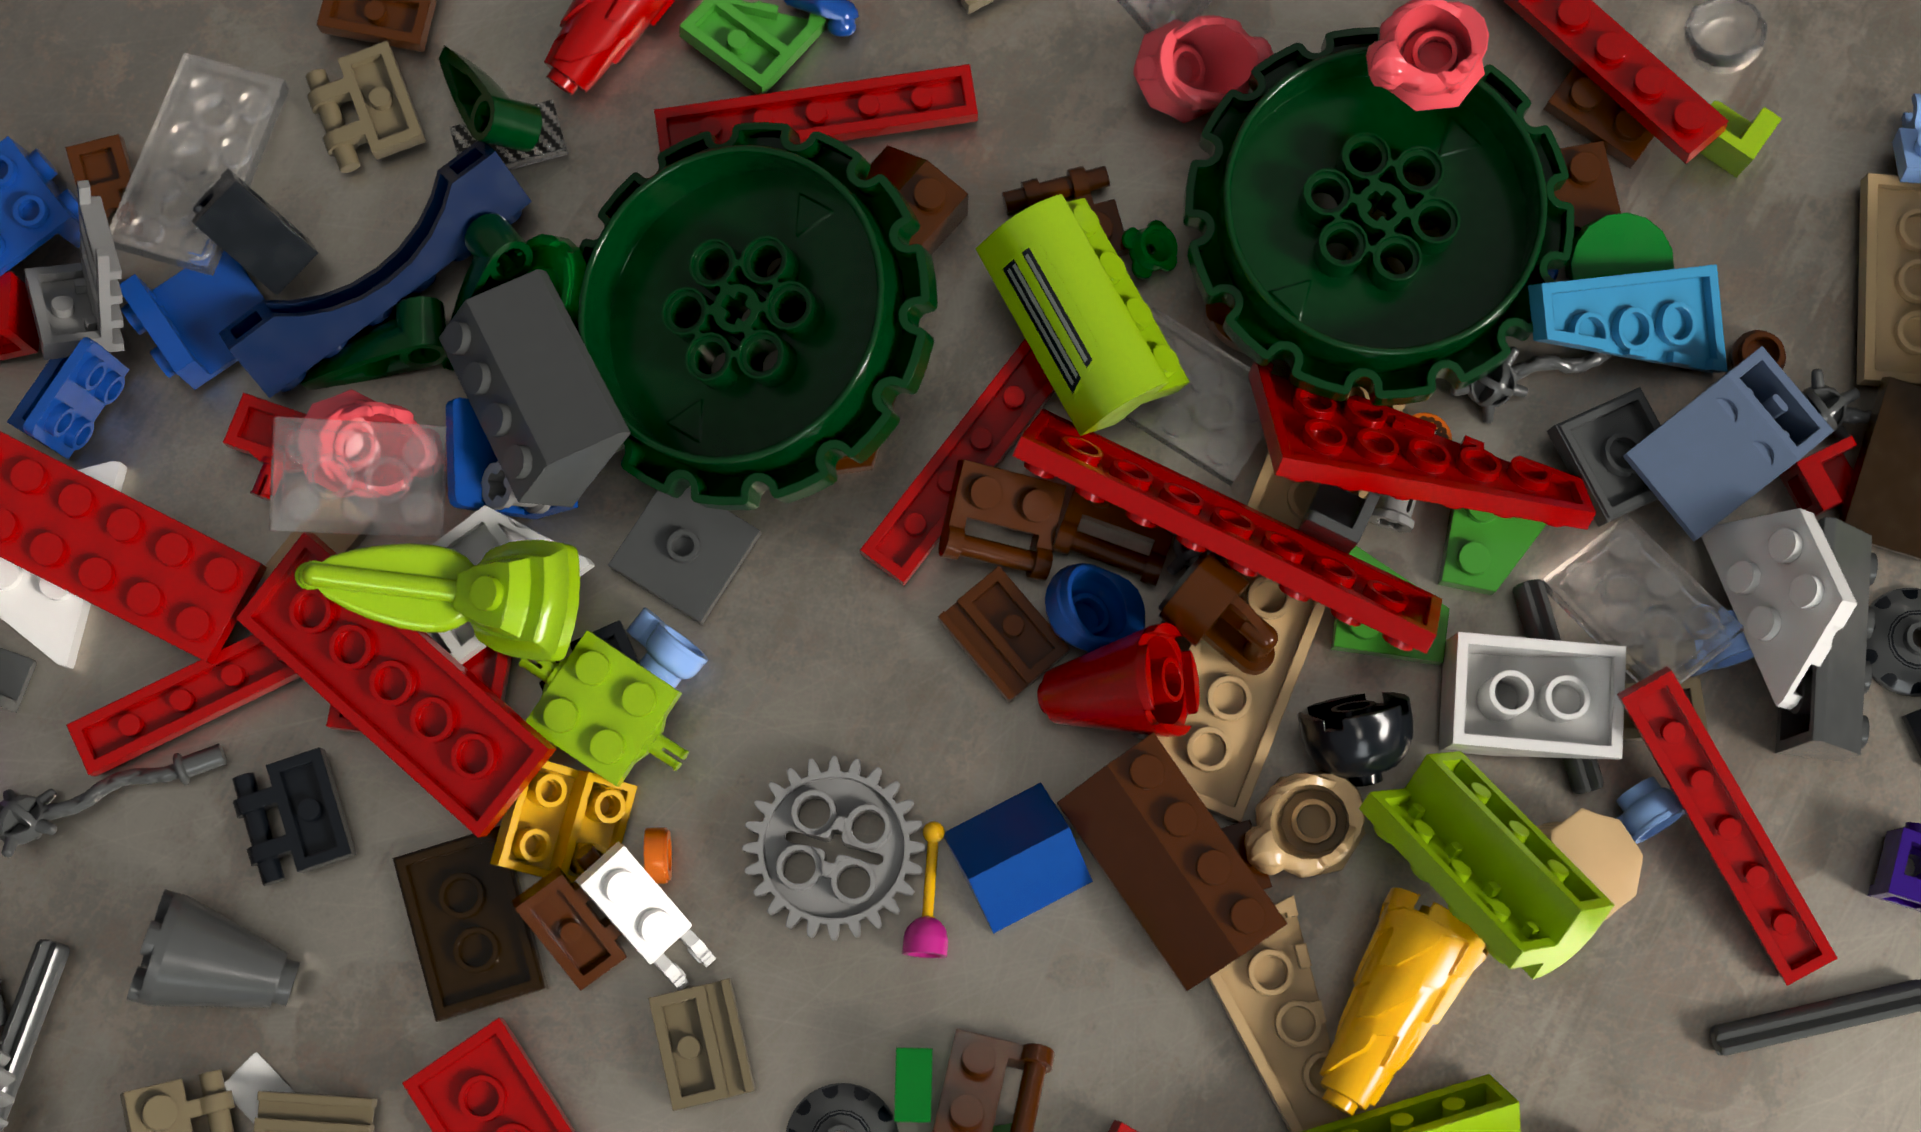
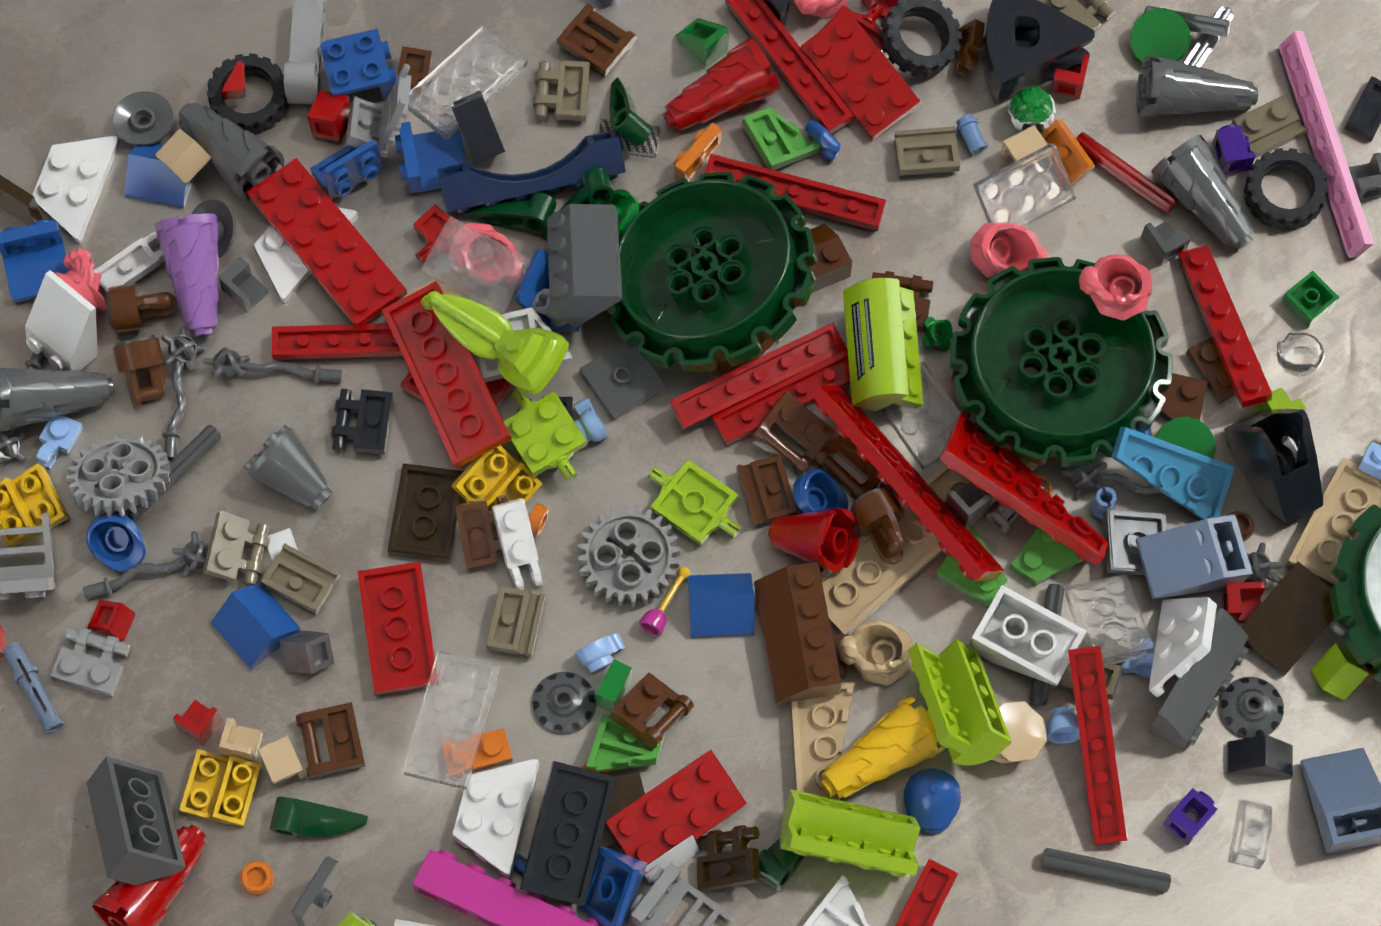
camera: 25 degrees right, 10 degrees down
(636, 98) = (703, 145): none -> orange plate
(860, 1037) = (598, 653): none -> light blue piece
(897, 707) = (694, 502): none -> lime plate
(925, 423) = (757, 375): none -> red plate
(1358, 735) = (926, 619): black cylinder -> none
(1501, 1030) = (932, 799): none -> blue hat
(1540, 414) = (1103, 501): none -> medium blue pin
(1770, 235) = (1276, 471): none -> black piece

